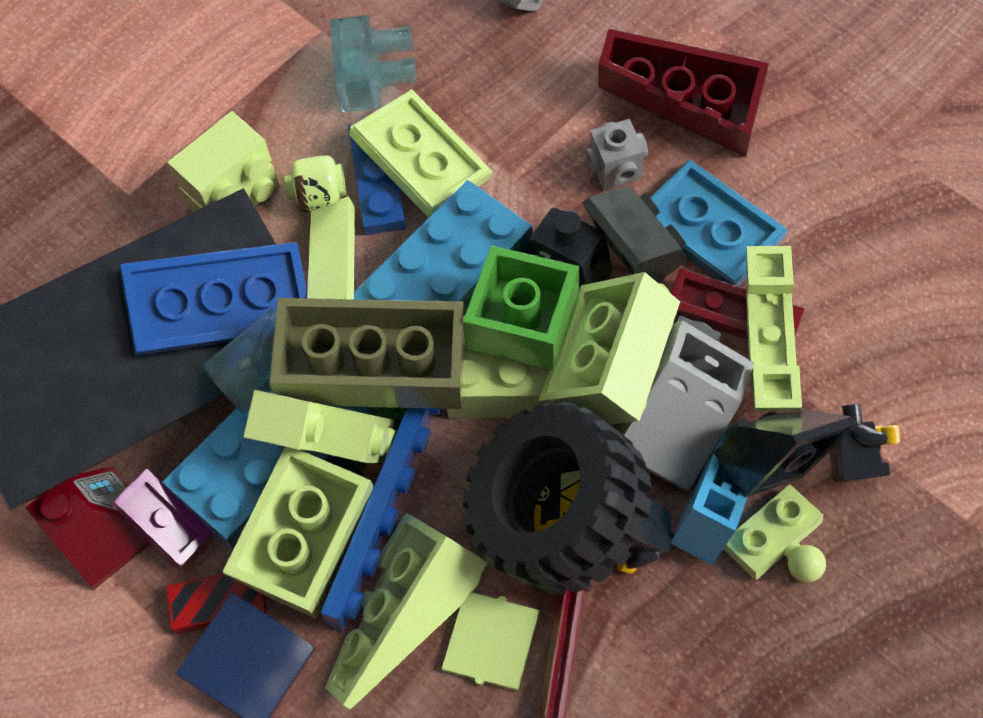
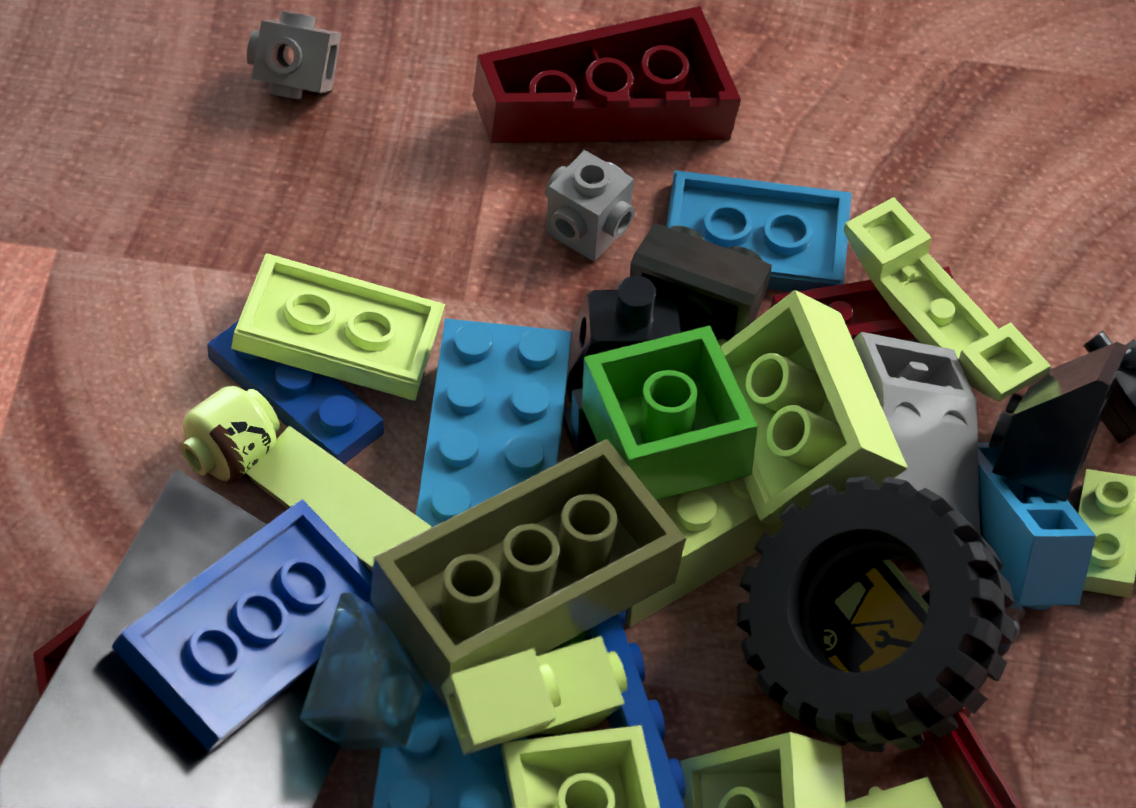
camera: 45 degrees left, 10 degrees down
(223, 162) = (104, 475): yellowish green piece -> none
(356, 61) = (160, 260): clear light blue brick -> none

